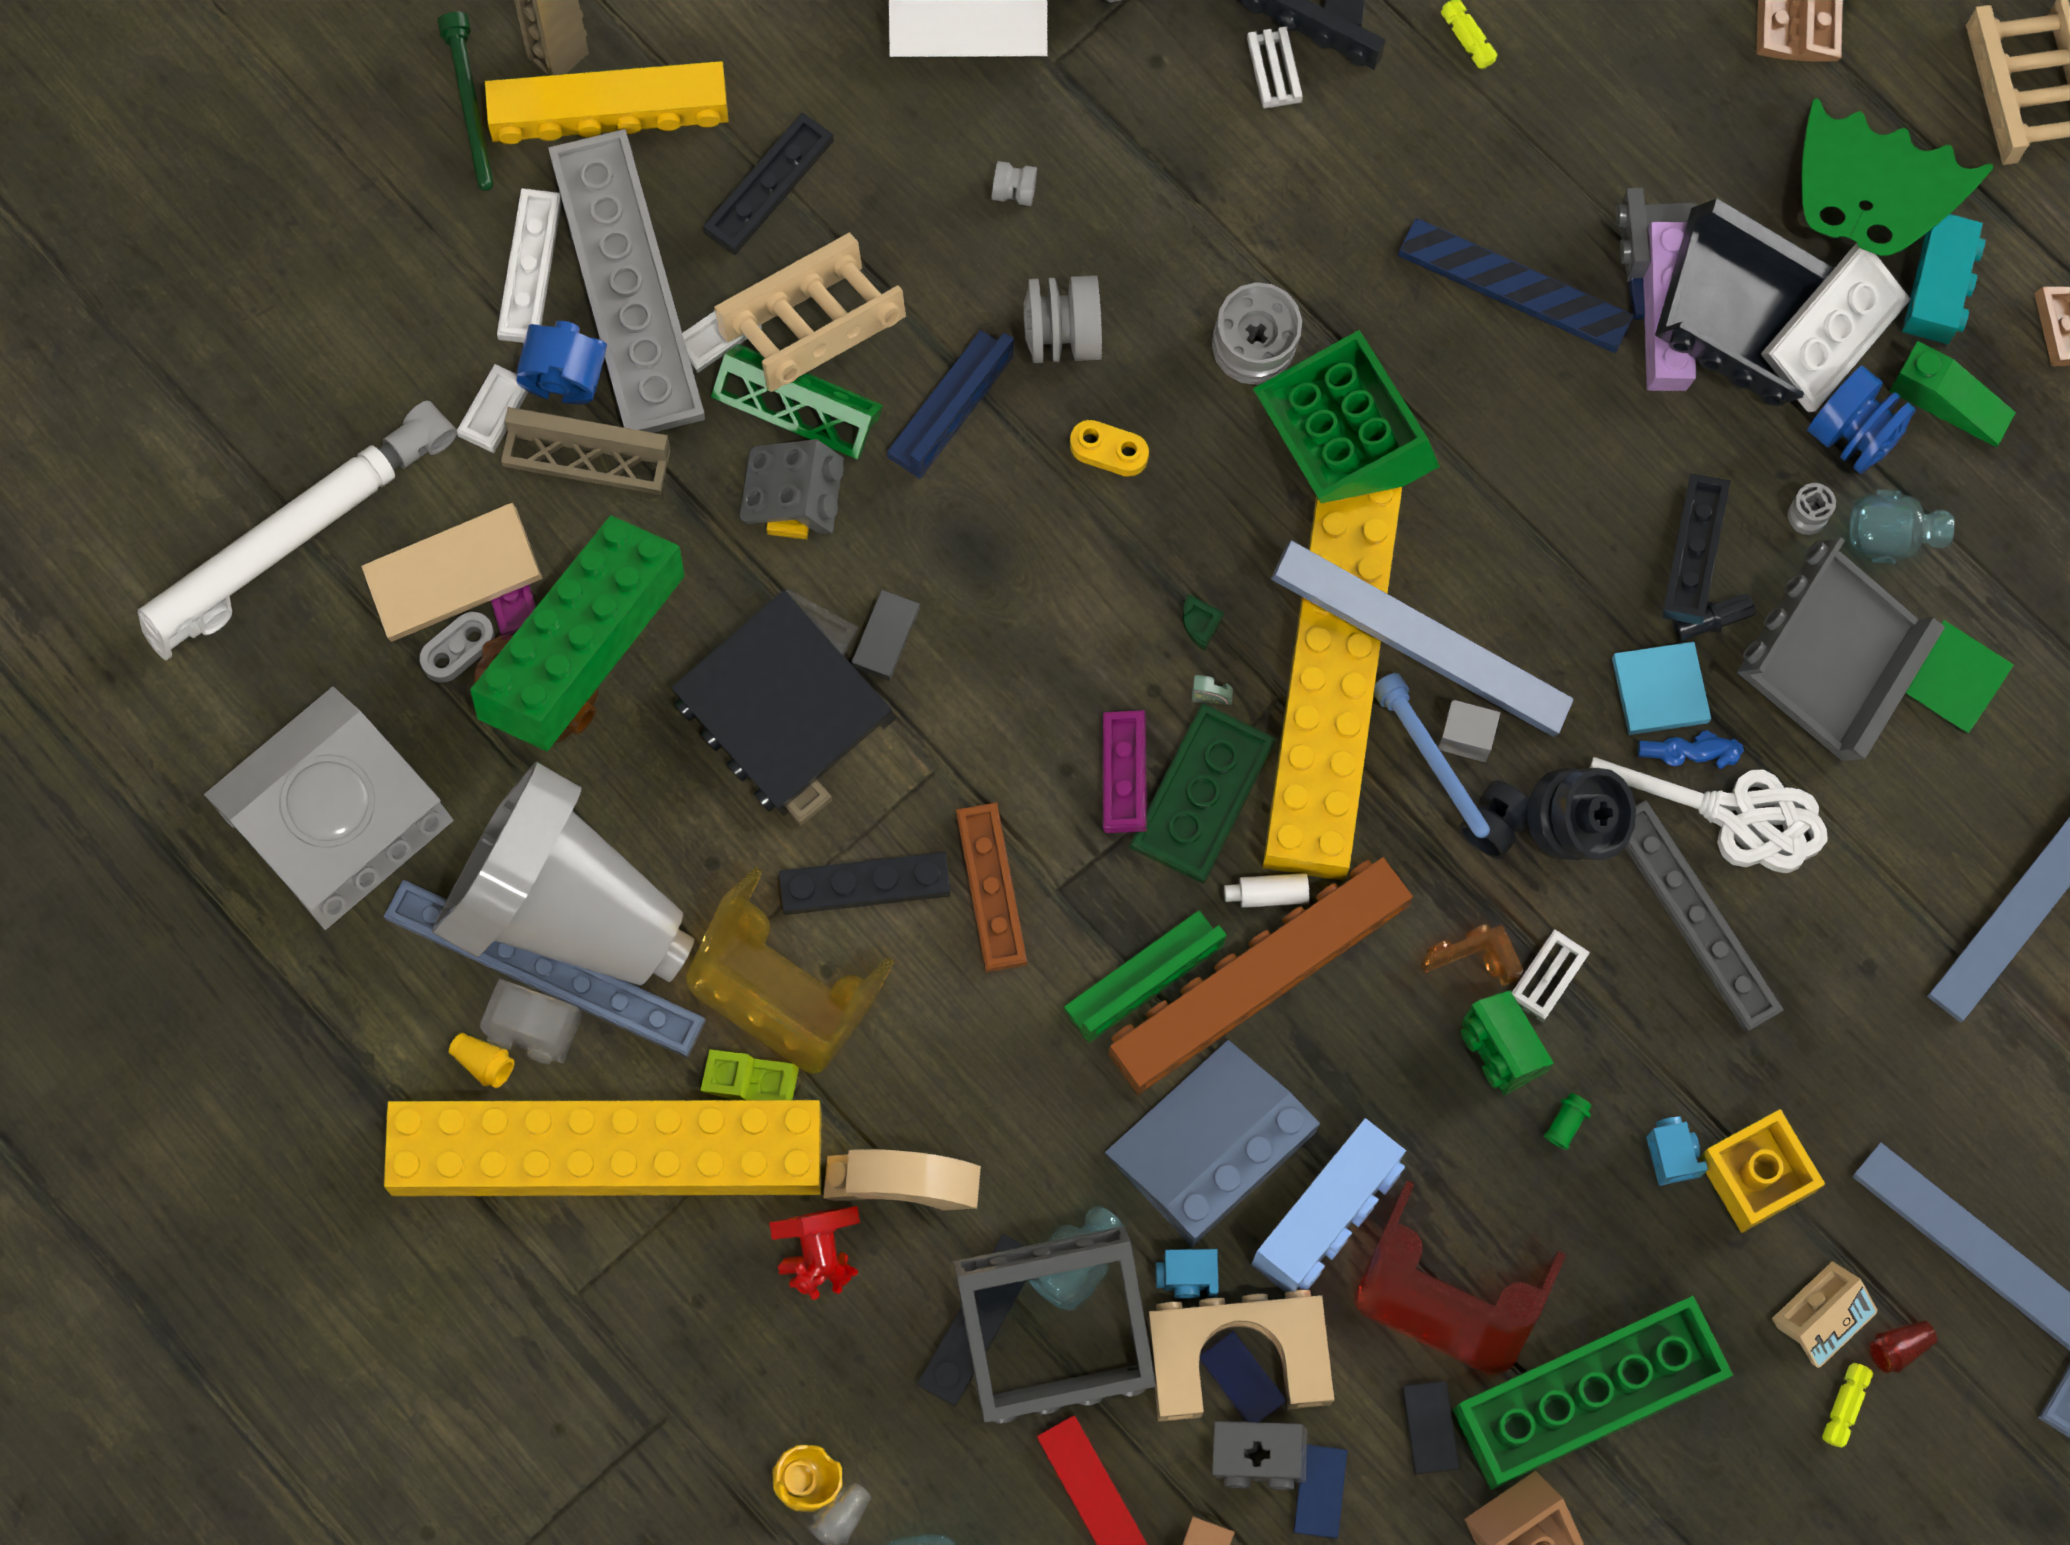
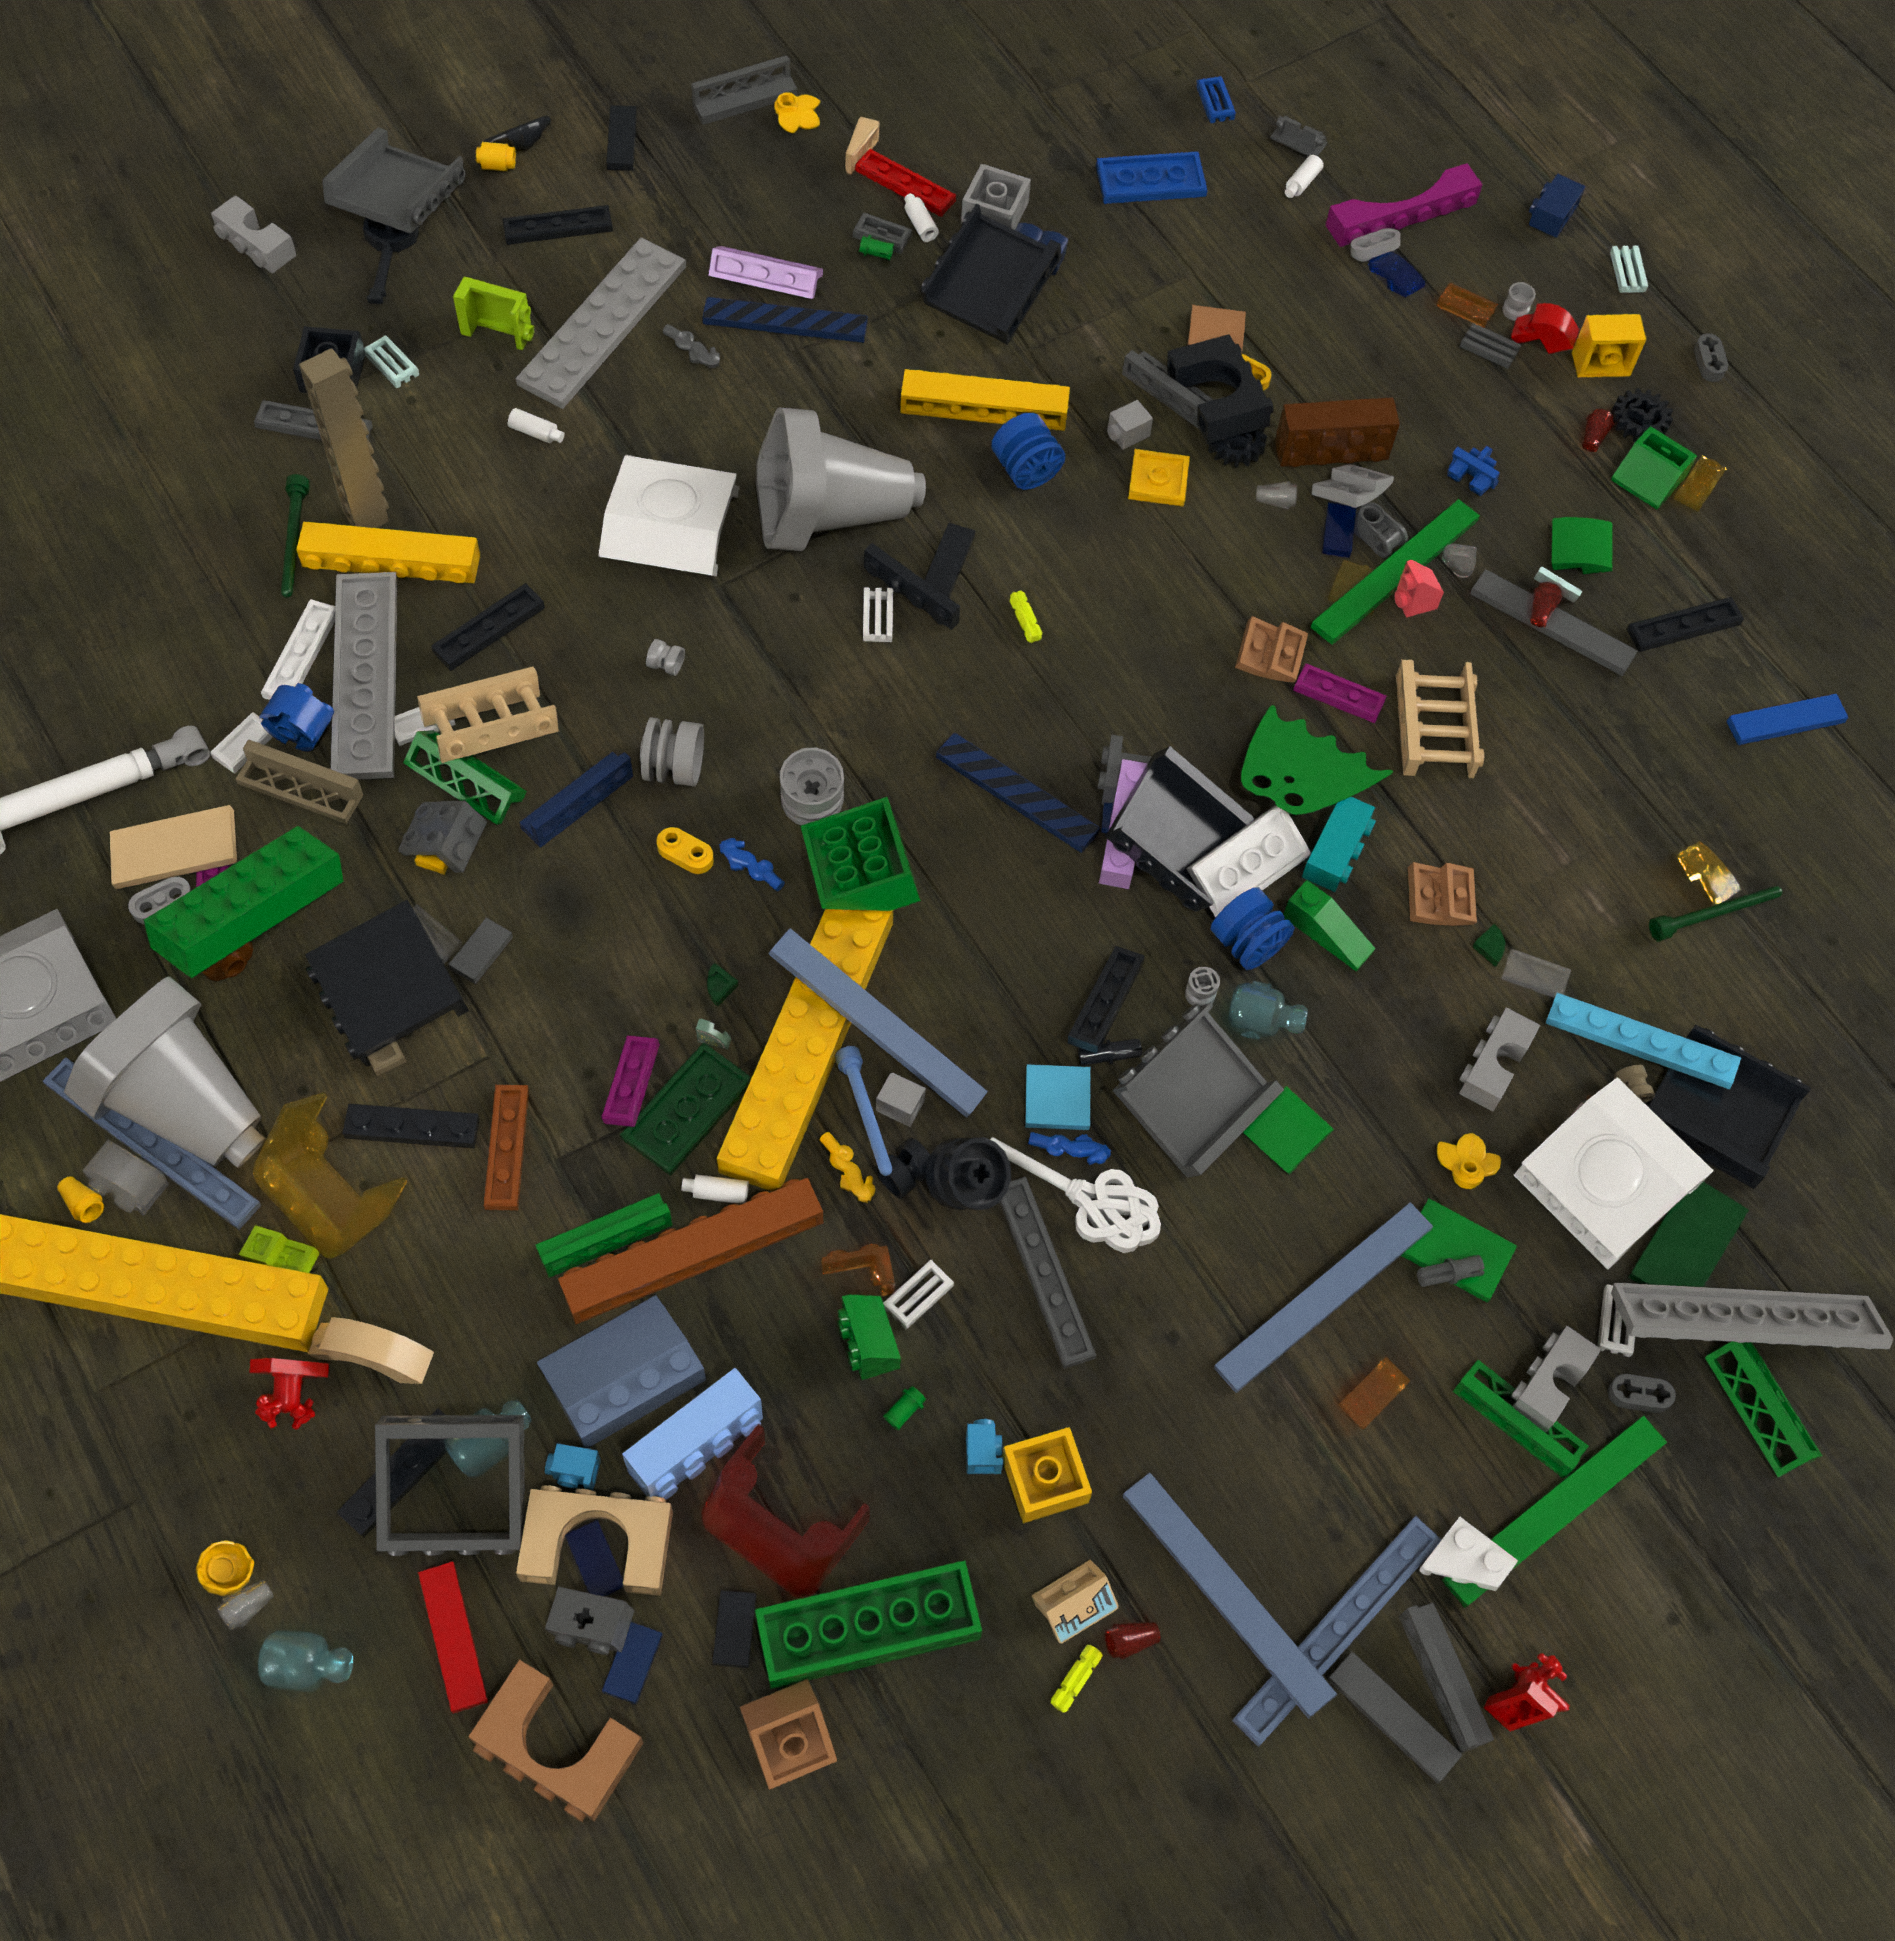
camera: 10 degrees right, 10 degrees down
(1184, 445) = (743, 859): none -> blue animal
(1431, 844) = (852, 1179): none -> yellow animal
(1900, 65) = (1340, 693): none -> magenta tile

